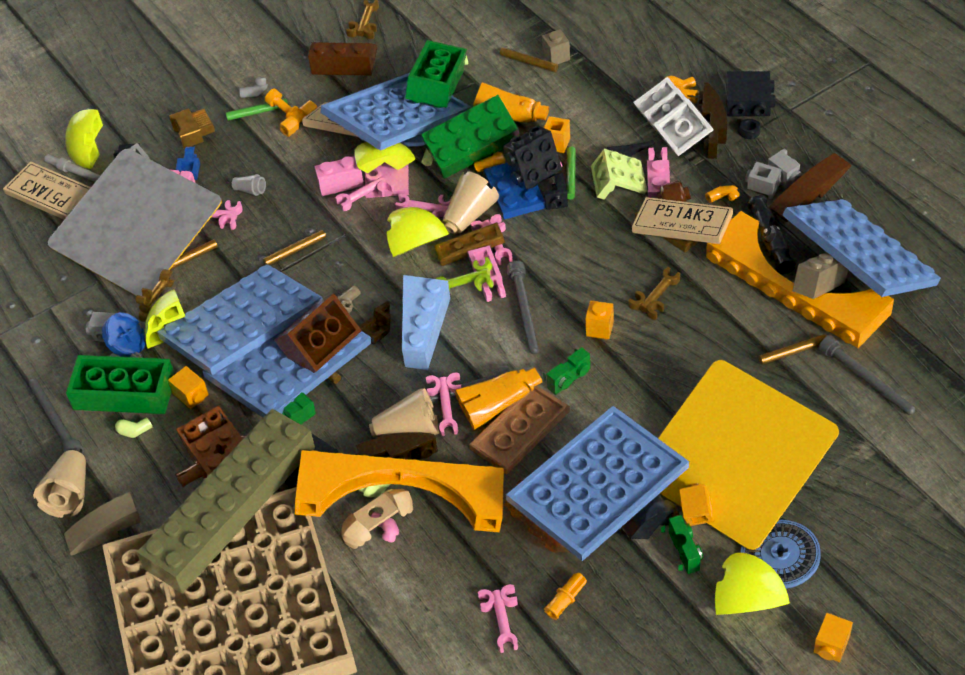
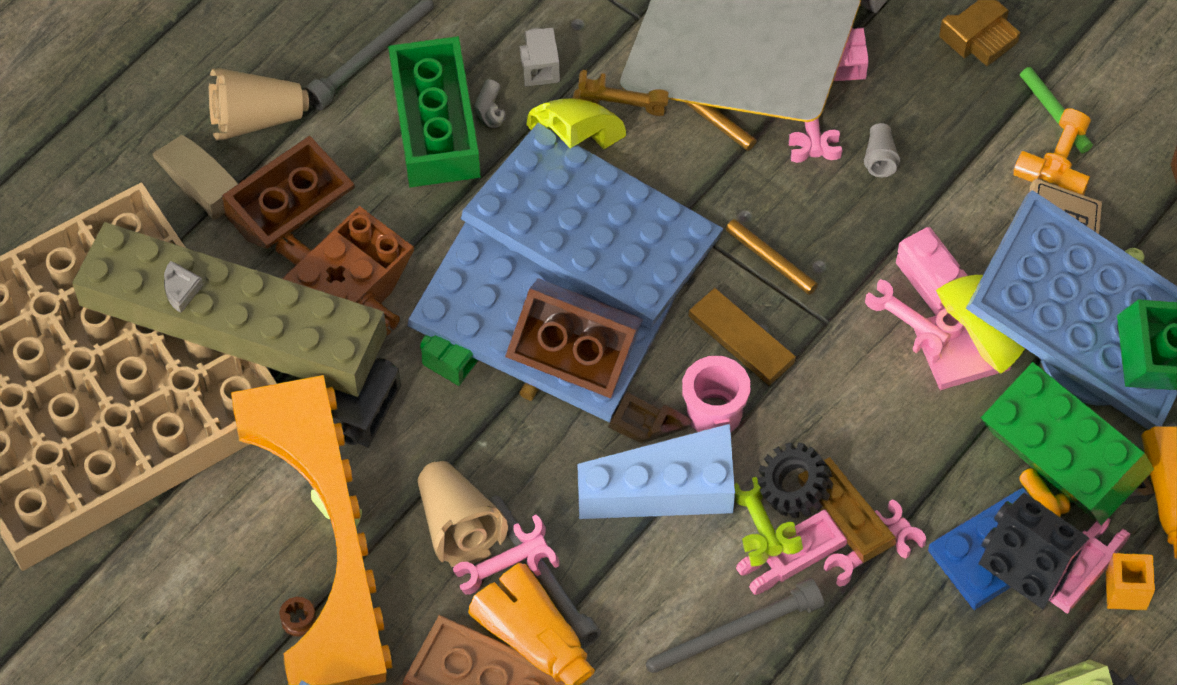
camera: 70 degrees right, 10 degrees up
(123, 334) = (523, 81): blue tile -> none
(132, 429) = (370, 154): yellowish green arm -> none
(148, 470) = (285, 193): none -> reddish brown slope
(188, 387) = (452, 197): light orange brick -> none
(189, 162) = (892, 54): blue plate -> none
(209, 509) = (180, 285): none -> light grey tile
(256, 90) = (1097, 94): light grey arm -> none
(340, 271) = (742, 336): none -> pearl gold tile
(348, 296) = (675, 361): dark tan arm -> none
(358, 524) = (305, 537): tan piece -> none
(380, 281) = (720, 379): none -> bright pink piece
(390, 528) = (269, 542): bright pink arm -> none
(400, 446) = (394, 502): dark brown slope -> none
(412, 228) = (842, 412): neon yellow brick -> none
(437, 209) = (915, 447): bright pink bar -> none
(444, 512) = (291, 605): none -> reddish brown bush
(446, 245) = (784, 463): none -> black tyre
(468, 202) = (925, 481): tan cone -> none
(557, 196) = (1003, 622): black bracket -> none
(570, 180) = (1063, 630): bright green bar -> none

